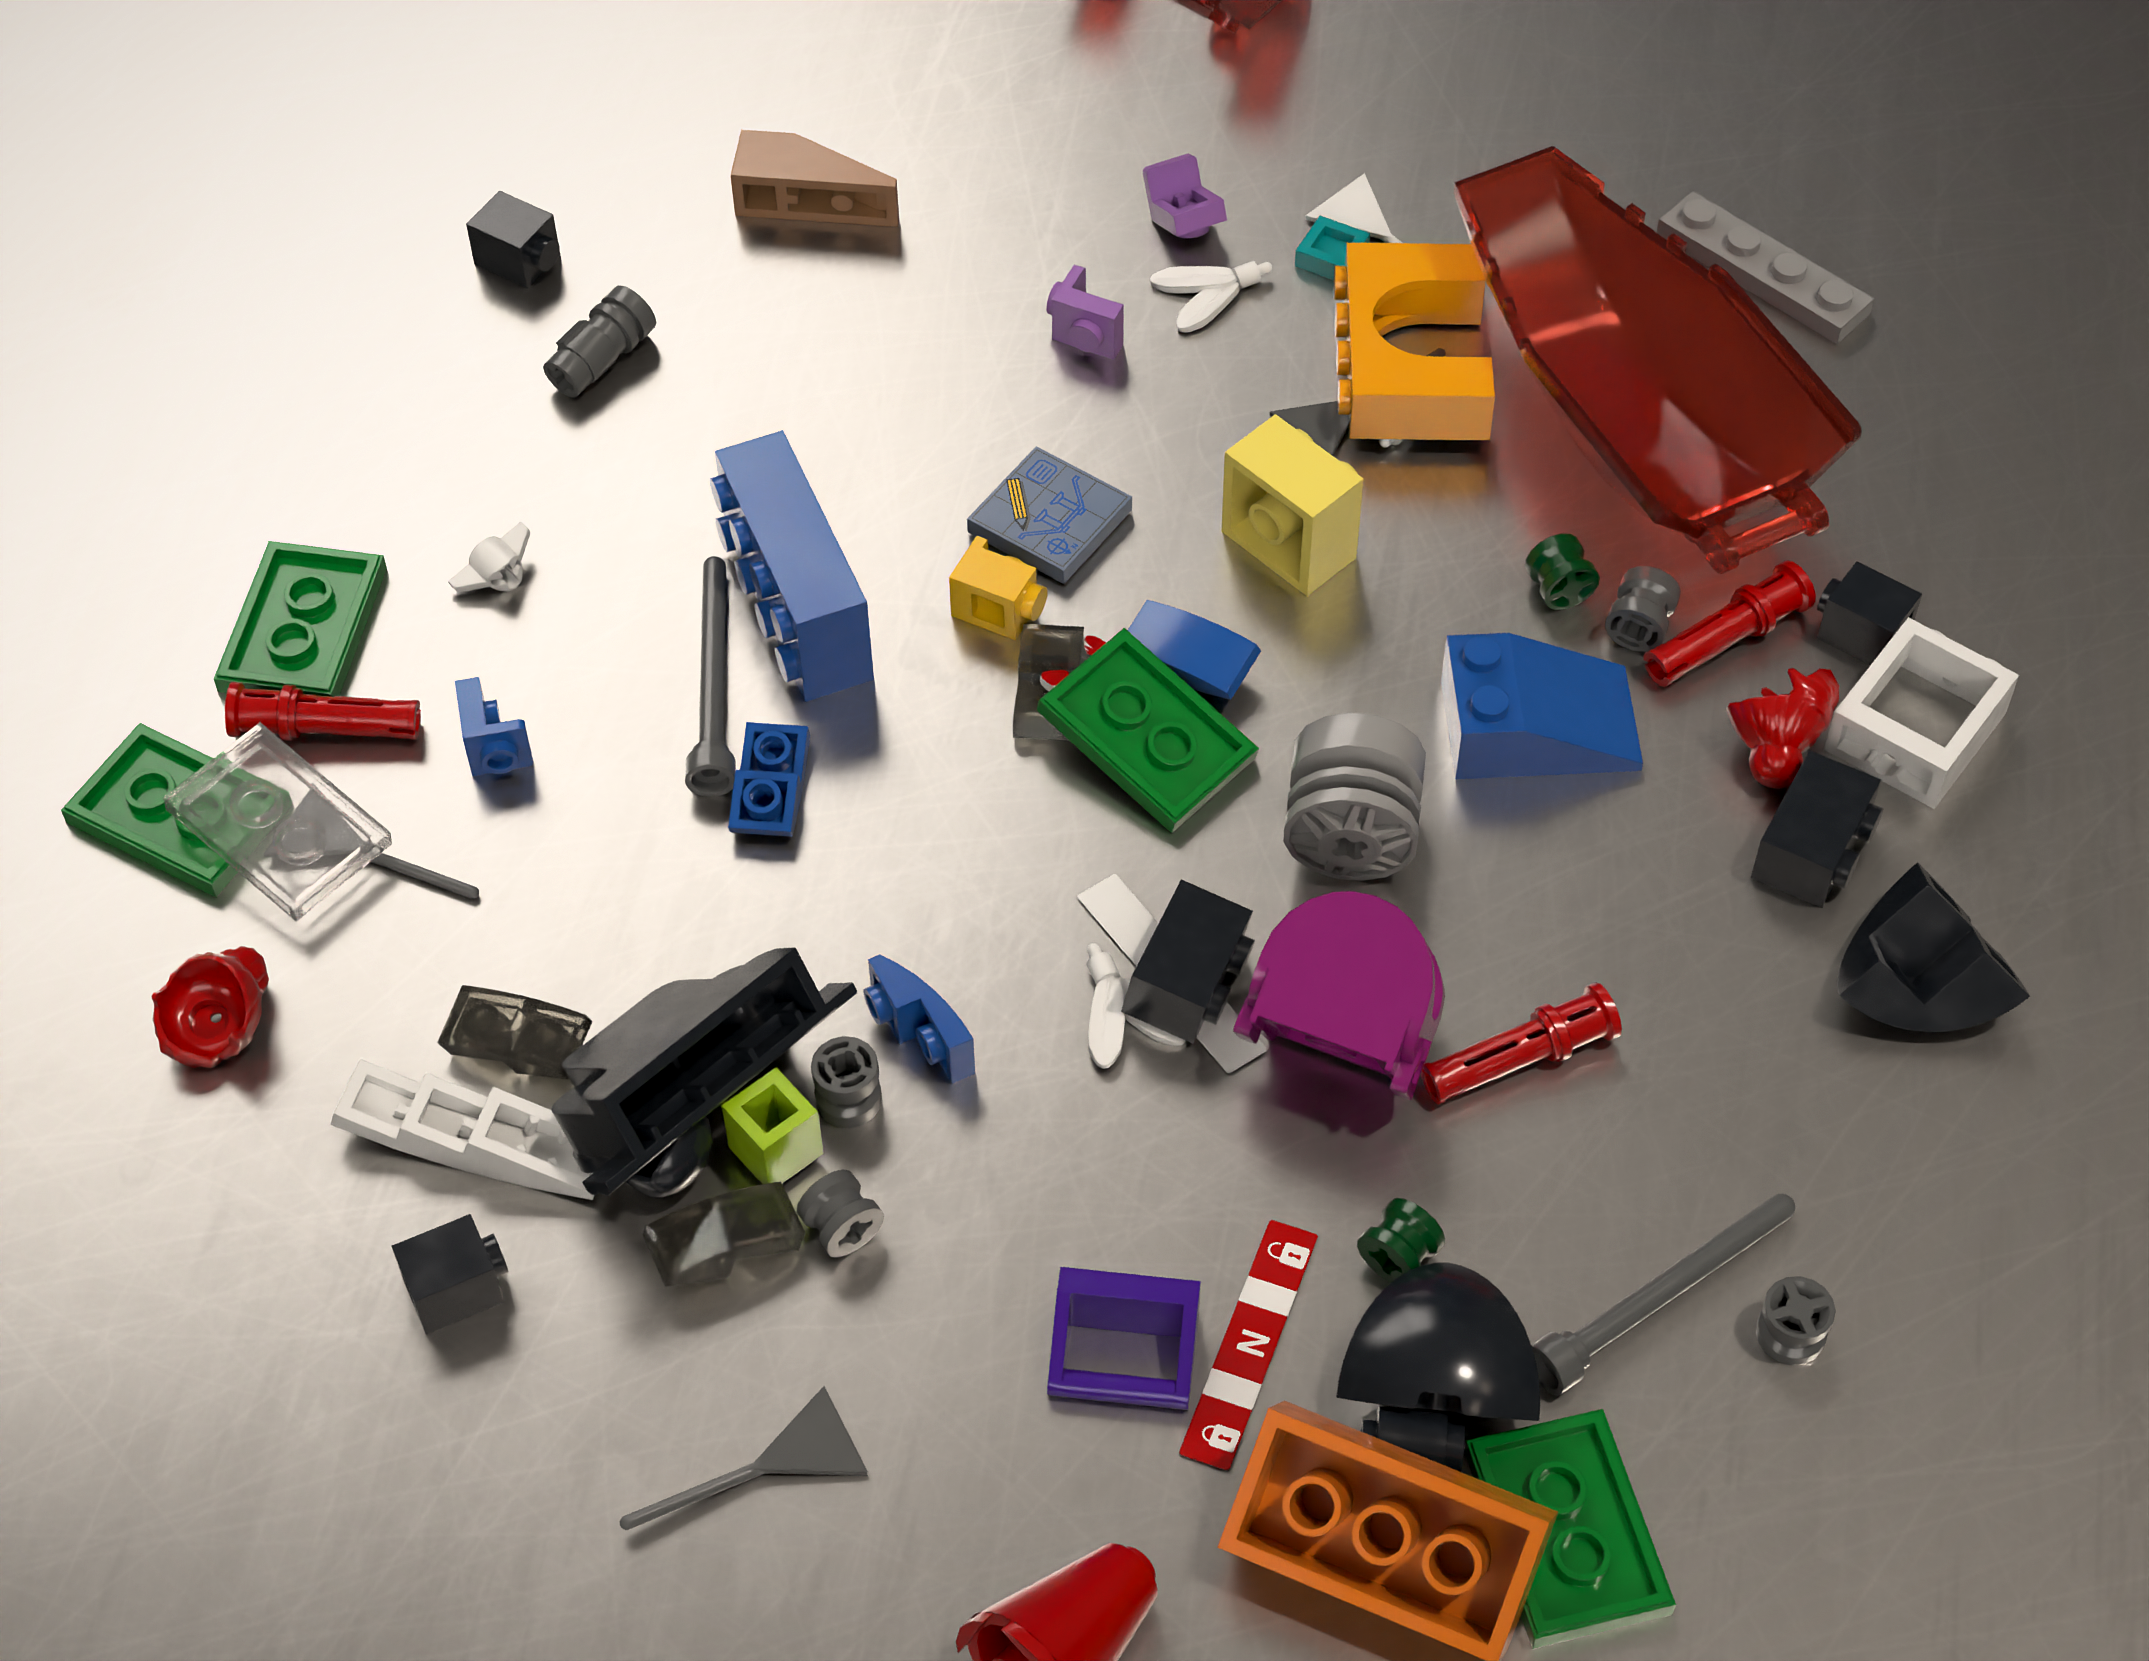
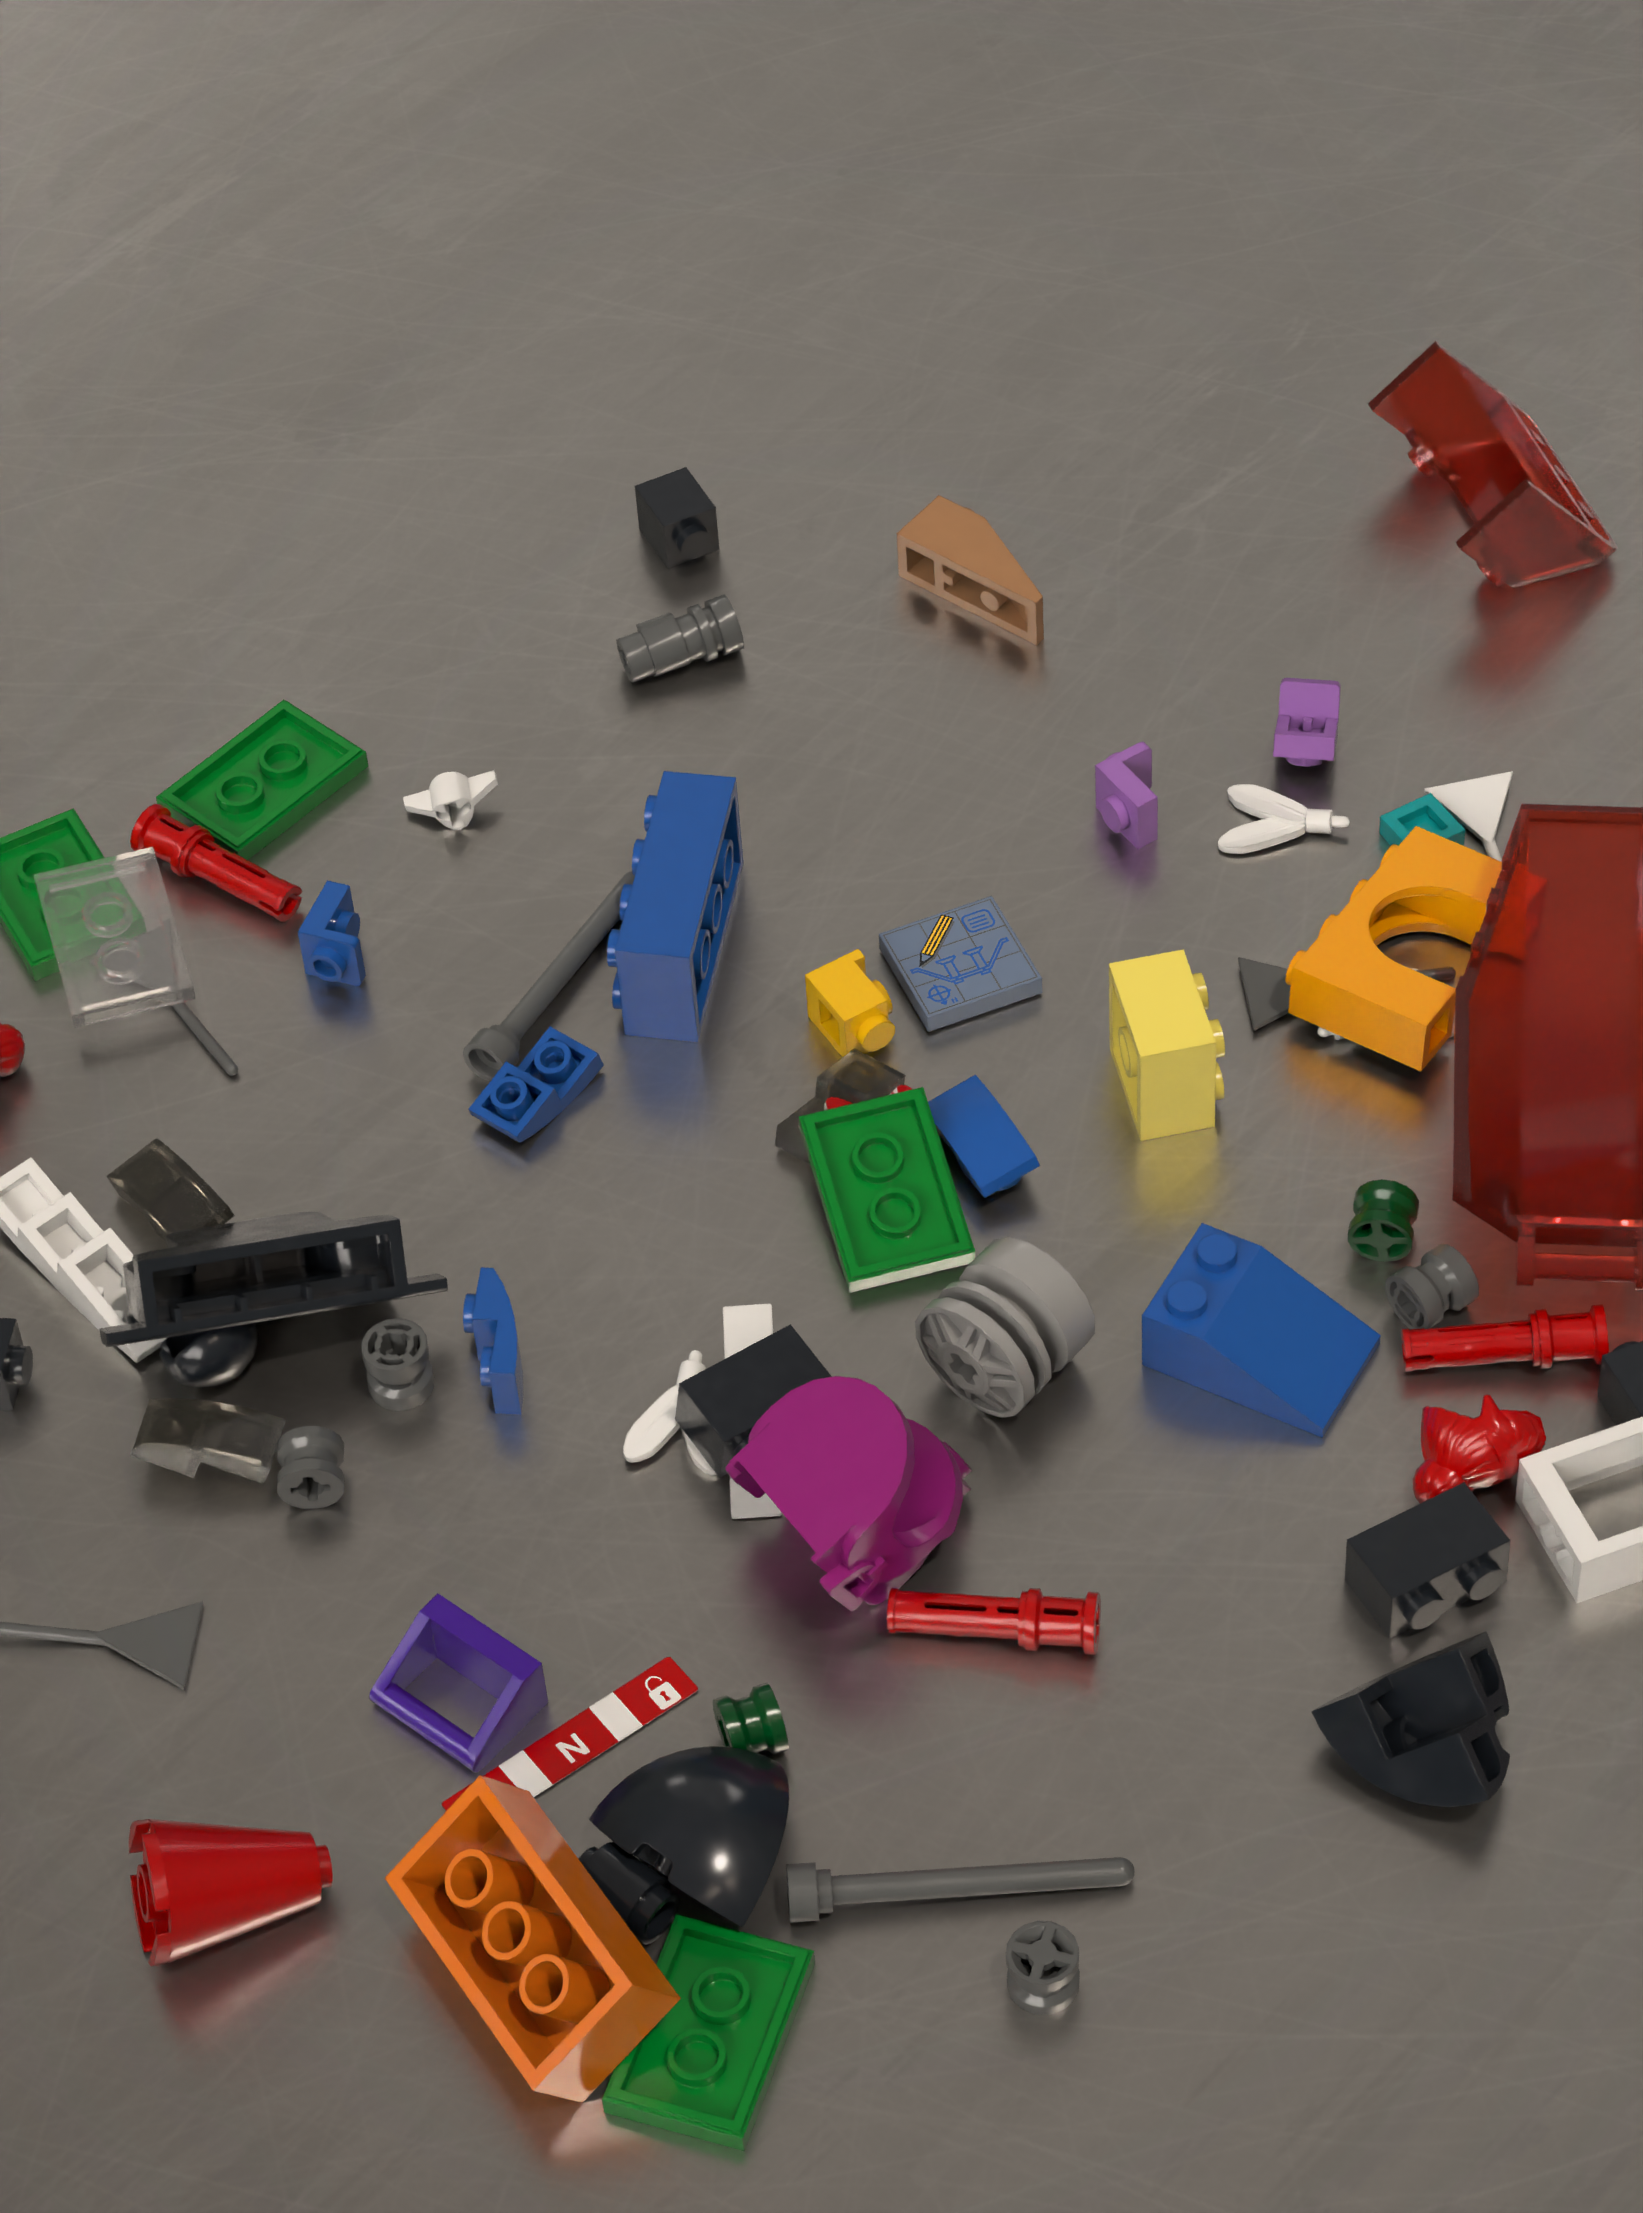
camera: 35 degrees right, 5 degrees down
(773, 1128) = (302, 1370): lime brick -> none

